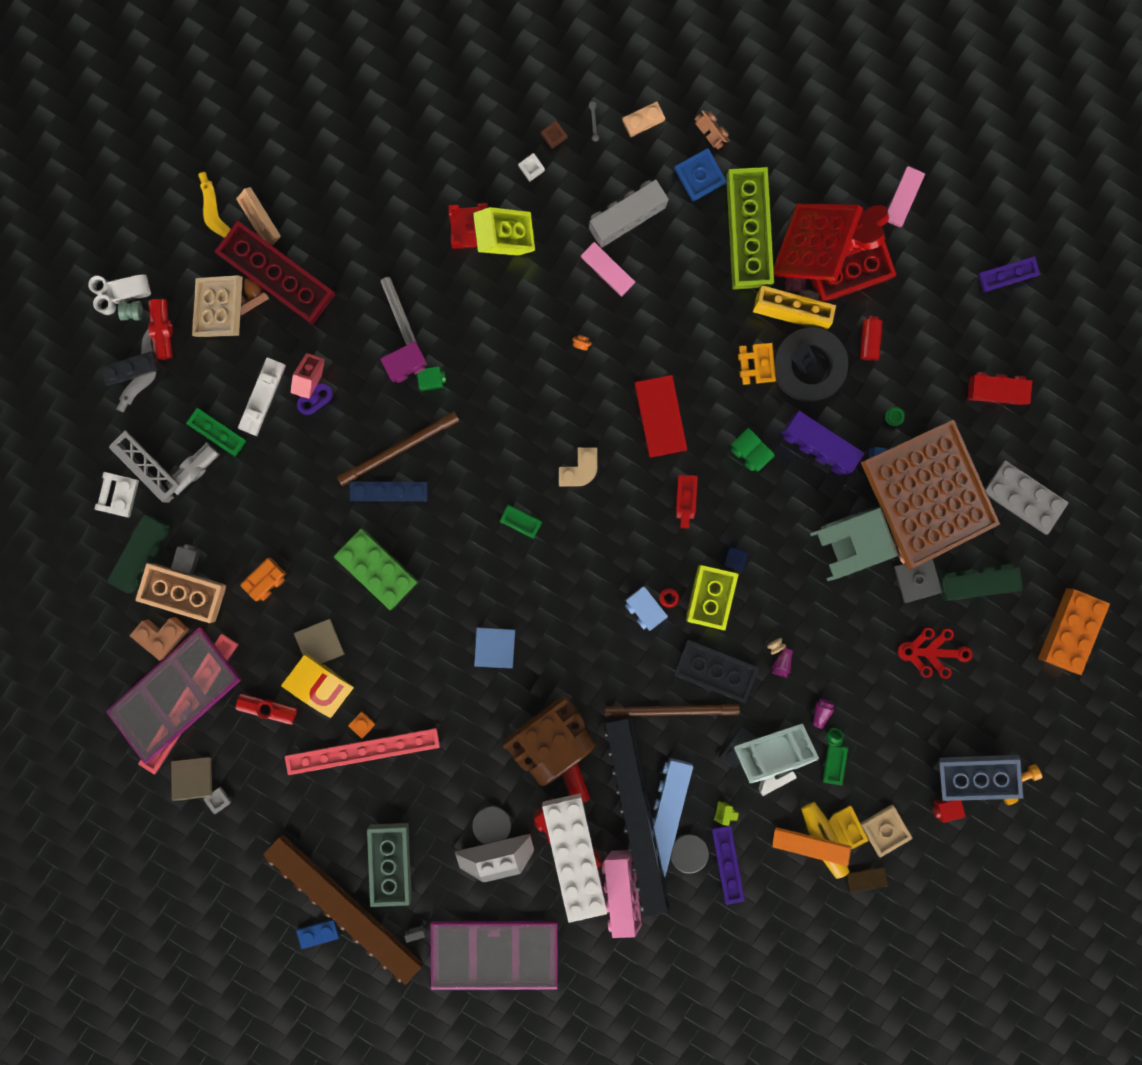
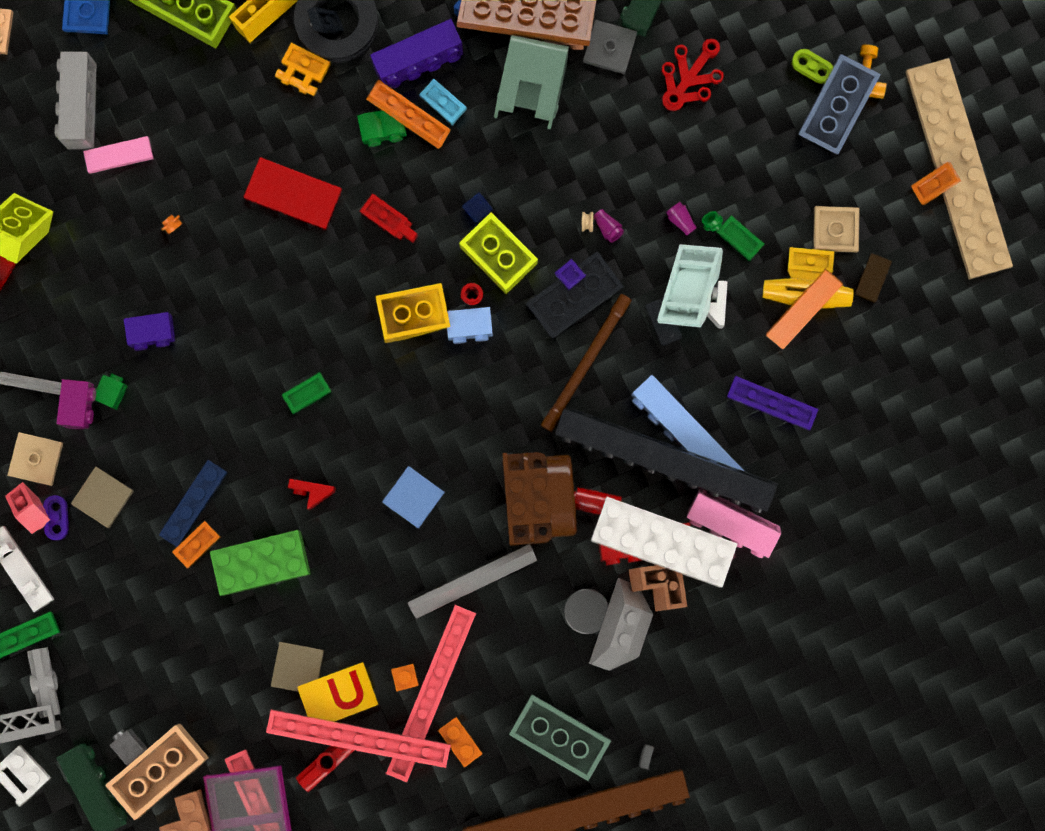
camera: 60 degrees left, 5 degrees down
(263, 580) = (198, 681): orange brick -> none
(295, 722) = (358, 738): none -> coral plate
(341, 793) = (460, 742): none -> orange plate
(347, 356) = (35, 459): none -> tan plate
(351, 422) = (102, 497): none -> dark tan tile
(353, 473) = (153, 526): reddish brown piece -> none
(360, 513) = (196, 544): none -> orange plate
(454, 577) = (317, 494): none -> red slope
(461, 730) = (472, 581): none -> light grey tile
(493, 378) = (149, 330): none -> dark purple brick
(494, 955) = (718, 692): clear door -> none
(543, 874) = (666, 586): none -> nougat brick
(584, 472) = (298, 300): tan plate -> none
(628, 563) = (412, 312): none -> yellow slope
(689, 853) = (737, 434): dark grey tile -> none
(725, 813) = (720, 374): lime tile -> none
(729, 659) = (570, 274): none -> dark purple tile
(773, 464) = (408, 114): none -> orange tile
(798, 483) = (443, 101): none -> medium azure plate
(948, 810) = (852, 155): red brick -> none
(966, 883) = (936, 183): none -> orange plate
(988, 891) = (952, 141): none -> tan plate
(997, 737) = (813, 65): none -> lime plate

